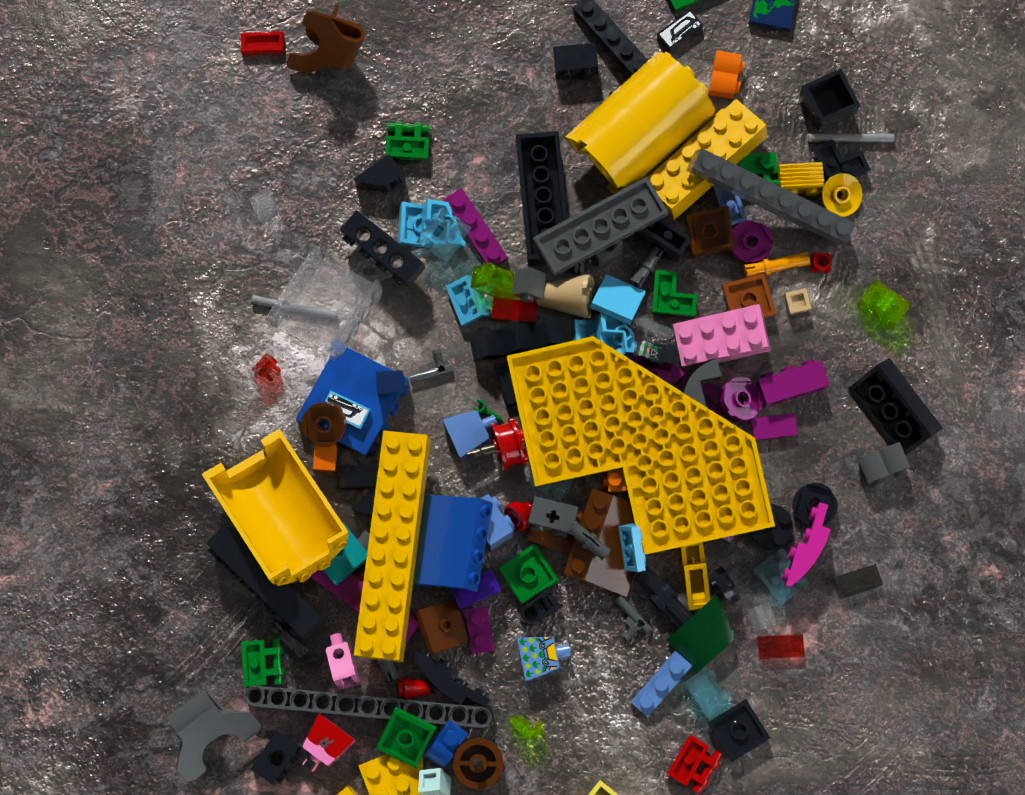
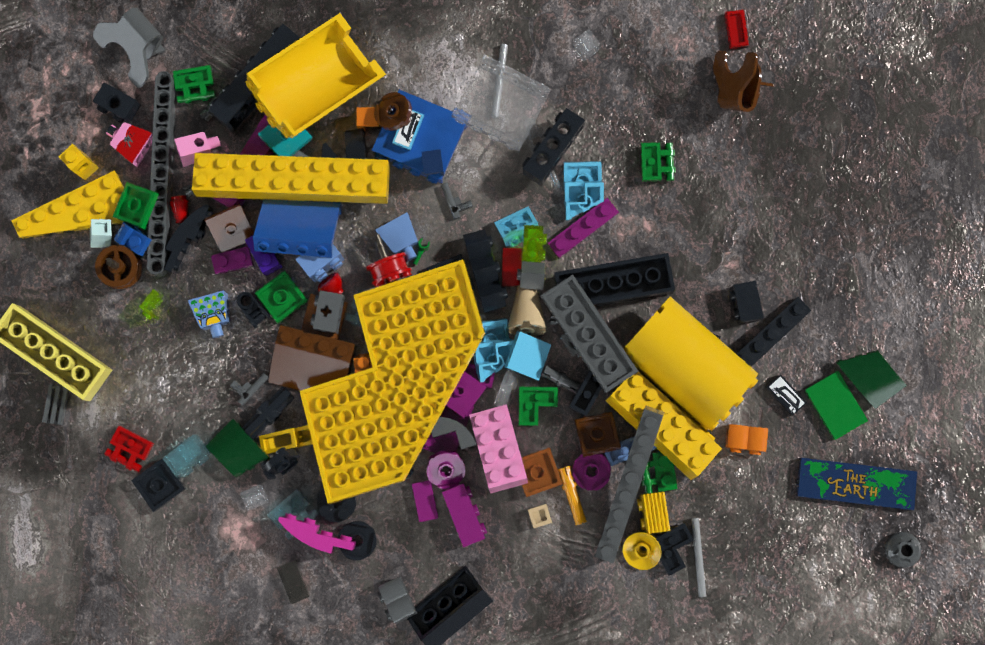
camera: 85 degrees right, 5 degrees up
(265, 365) = (445, 60): clear red tile -> none
(381, 176) = (623, 143): black slope -> none
(449, 239) = (568, 204): clear light blue plate -> none
(588, 540) = (313, 331): dark grey pin -> none
(631, 546) = (309, 380): medium azure bracket -> none
(654, 354) = (476, 390): black leg -> none
(661, 683) = (195, 416): medium blue plate -> none
(780, 646) = (233, 517): clear red tile -> none
(816, 258) = (574, 539): red plate -> none
(829, 99) = (731, 534): black piece -> none
(883, 304) = (542, 594): clear neon green brick -> none

